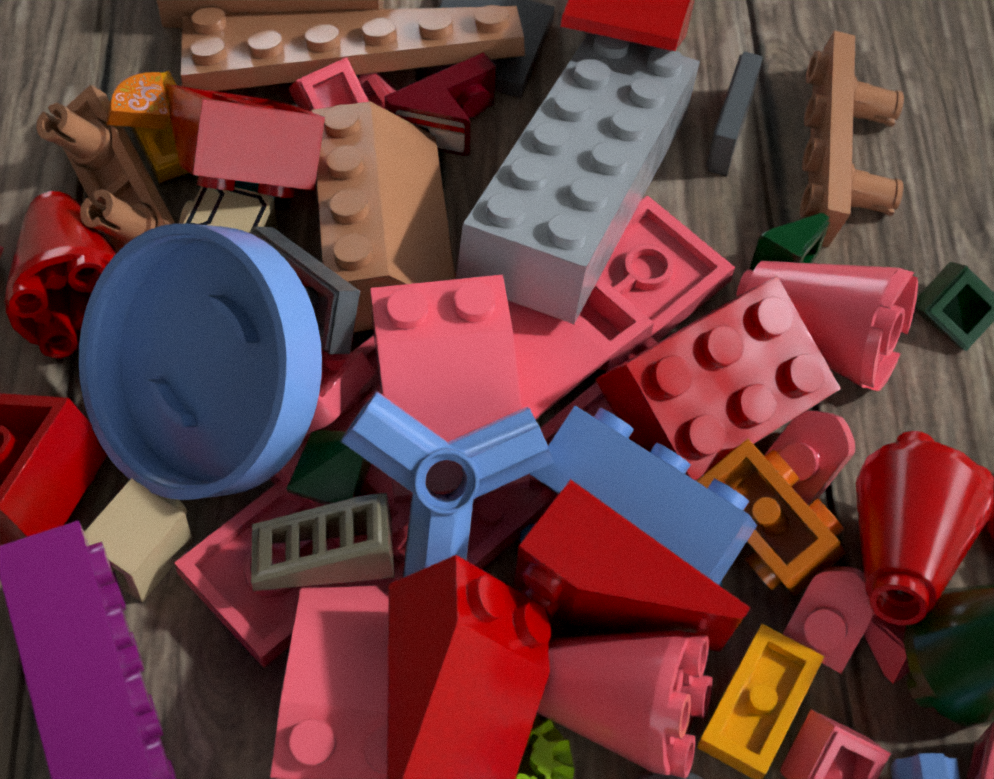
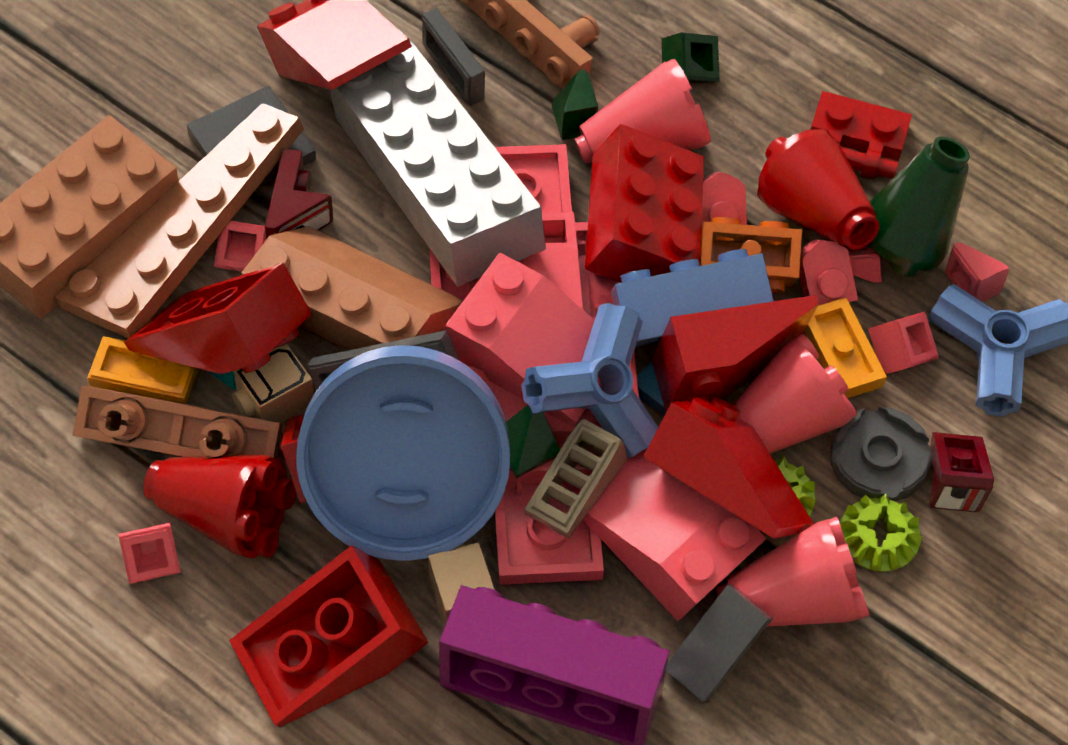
camera: 50 degrees left, 0 degrees up
(139, 102) = (129, 366): orange tile -> none
(328, 87) = (222, 257): coral slope -> none

